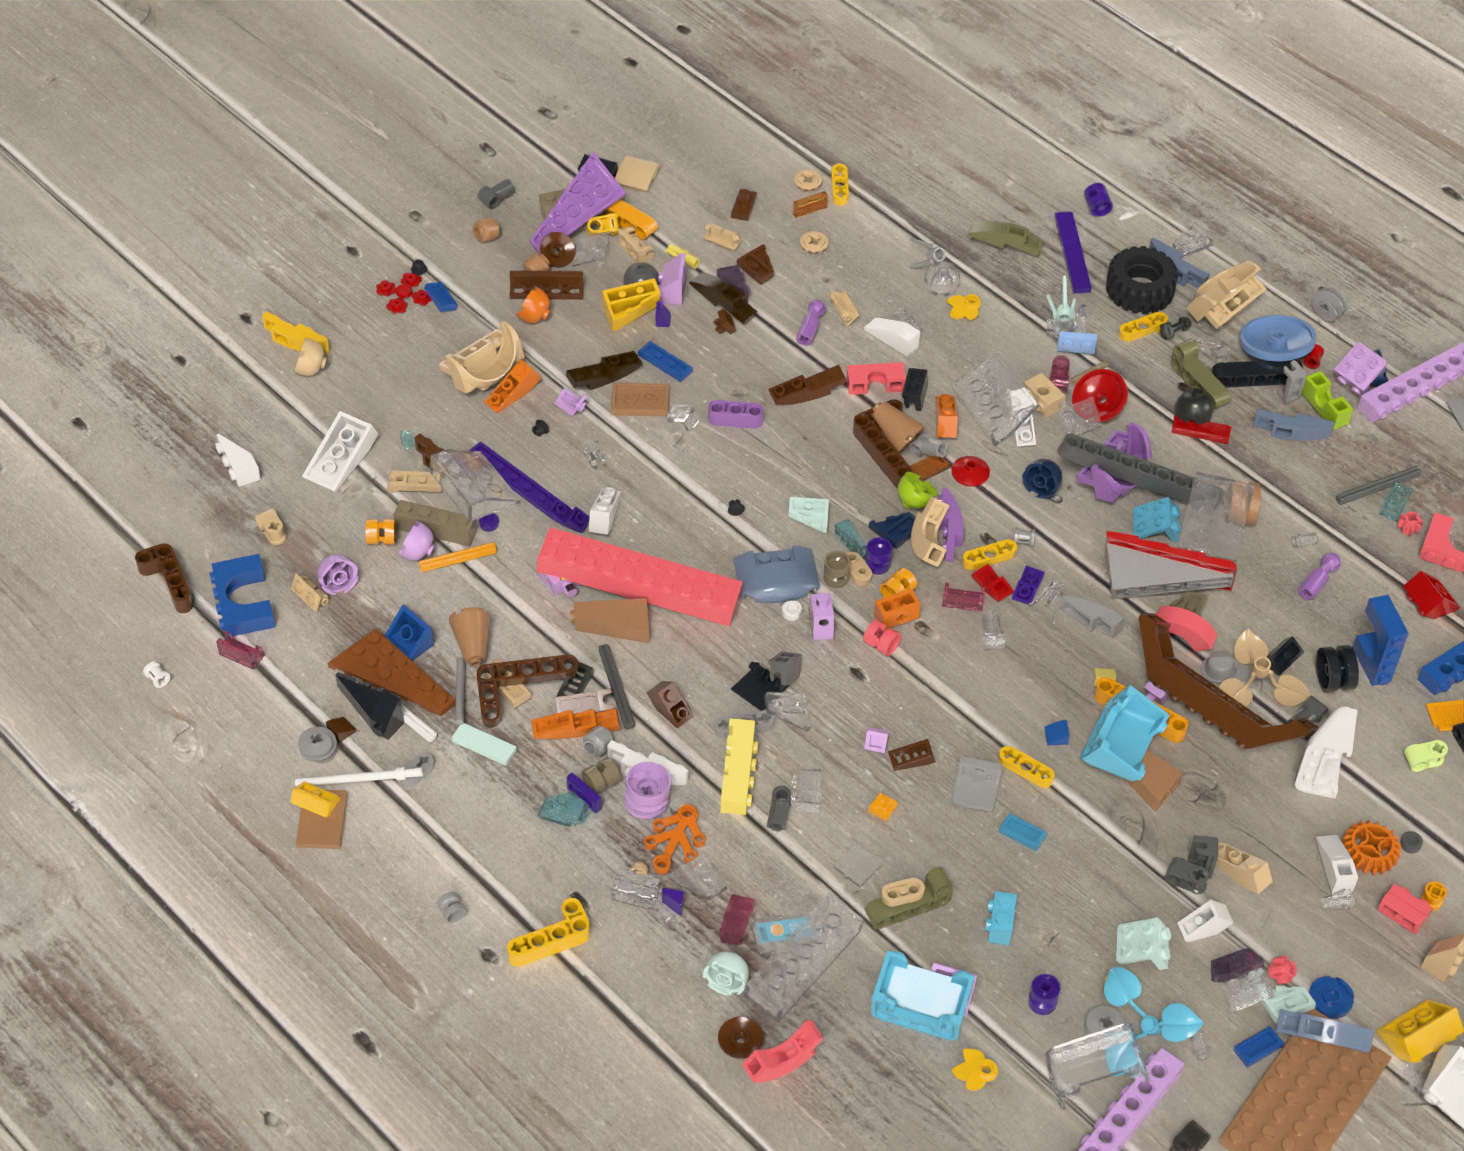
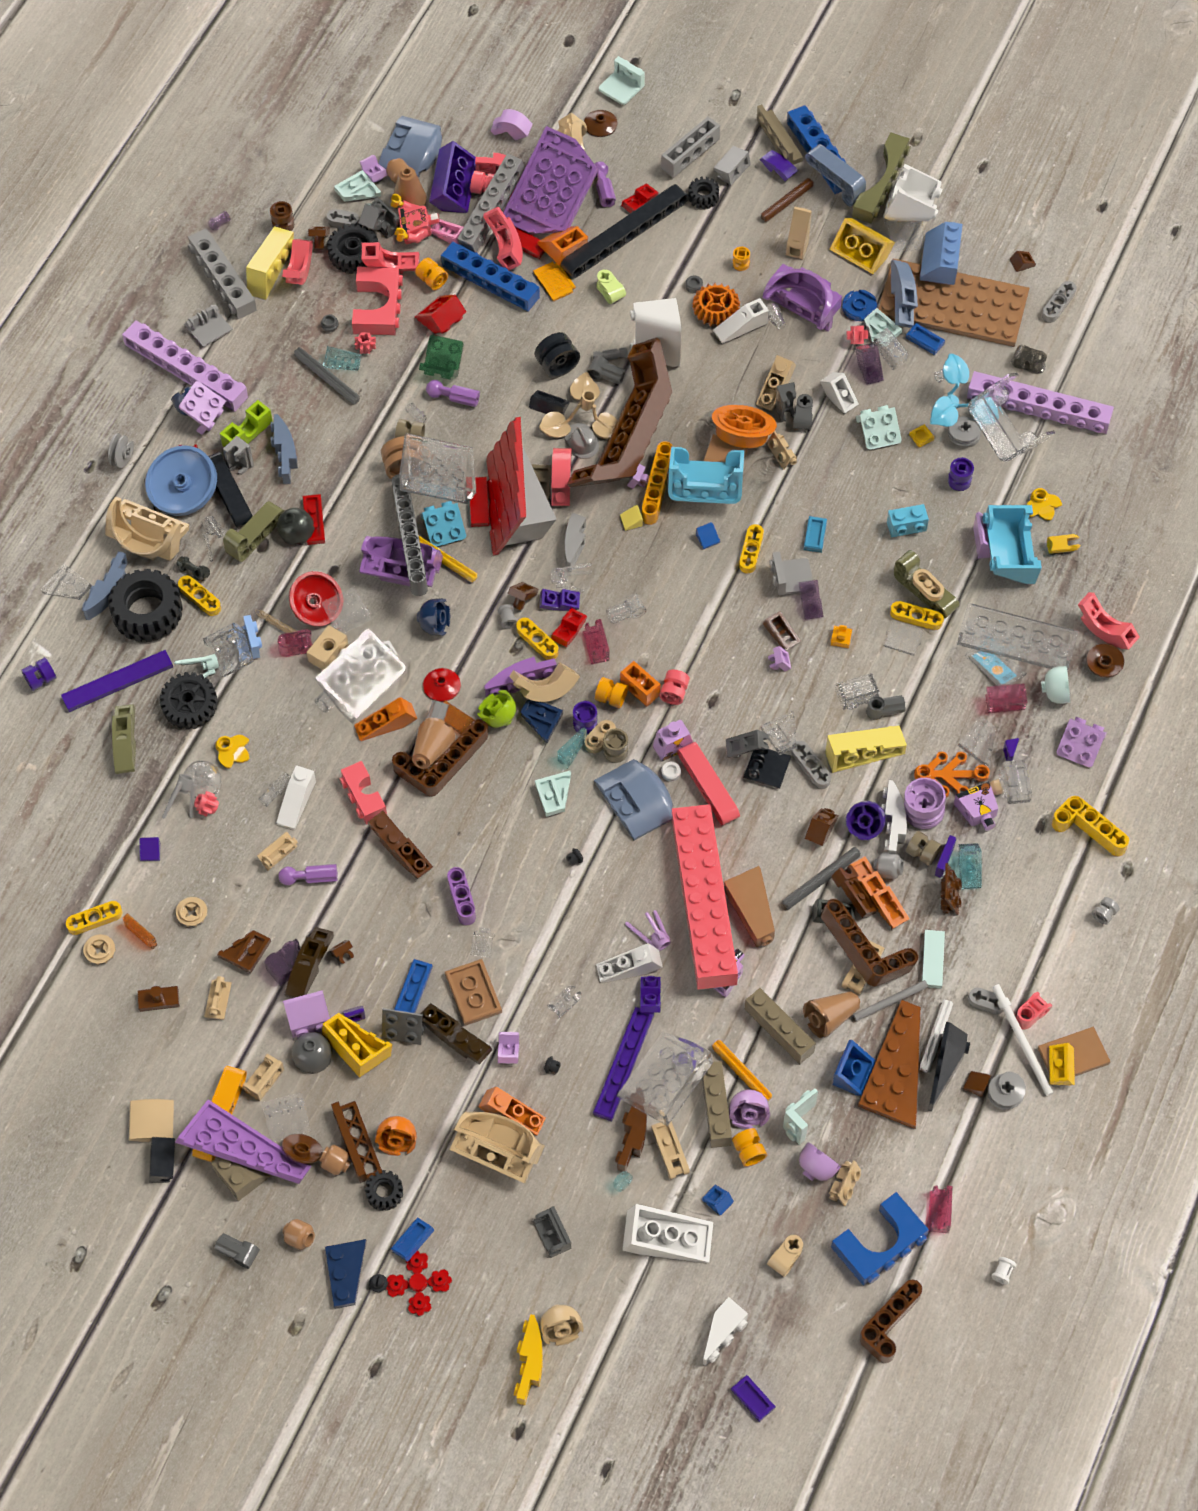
camera: 110 degrees left, 10 degrees up
(170, 466) = (753, 1398): none -> dark purple tile
(351, 501) = (718, 1199): none -> blue slope
(381, 566) = (794, 1125): none -> light aqua bracket
(384, 801) = (1034, 1009): none -> coral piece
(391, 384) = (552, 1232): none -> dark grey hinge
(444, 252) = (344, 1269): none -> dark blue wing
(482, 593) = (779, 1026): none -> dark tan brick
(492, 298) = (384, 1178): none -> black tyre
(542, 776) = (950, 891): none -> reddish brown hinge
(605, 223) = (249, 1114): yellow piece -> none
(618, 537) = (659, 938): none -> lavender plant
(624, 843) = (978, 805): none -> lavender torso
(629, 337) = (402, 1026): none -> dark grey hinge
(655, 736) = (865, 820): none -> dark purple cylinder
(656, 973) = (1081, 742): none -> lavender bracket
(691, 260) = (260, 1026): light yellow axle -> none
(762, 630) = (708, 783): none -> coral beam
(880, 875) = (918, 622): none -> yellow beam
(888, 231) = (150, 848): none -> dark purple slope
(911, 1063) = (1059, 543): none -> yellow piece
(914, 272) = (206, 803): none -> coral gear
(915, 388) = (364, 752): black hinge -> none
(939, 795) = (810, 599): none -> clear purple slope
(1027, 287) = (184, 688): none -> black wheel
(1044, 551) = (522, 592): none -> reddish brown tile
(1118, 510) = (453, 564): none -> yellow axle
(1136, 839) = (780, 450): none -> tan hinge
(1182, 801) = (743, 425): none -> orange piece
(1278, 524) = (405, 426): none -> dark tan wheel
(1352, 933) = (808, 298): none -> medium lavender piece
(1361, 577) = (442, 357): none -> clear green bracket
(1377, 1107) = (941, 253): none -> medium blue slope
(1381, 649) = (531, 306): blue arch -> none
(1405, 908) = (761, 271): coral brick -> none
(1448, 505) = (329, 322): none -> dark grey plate

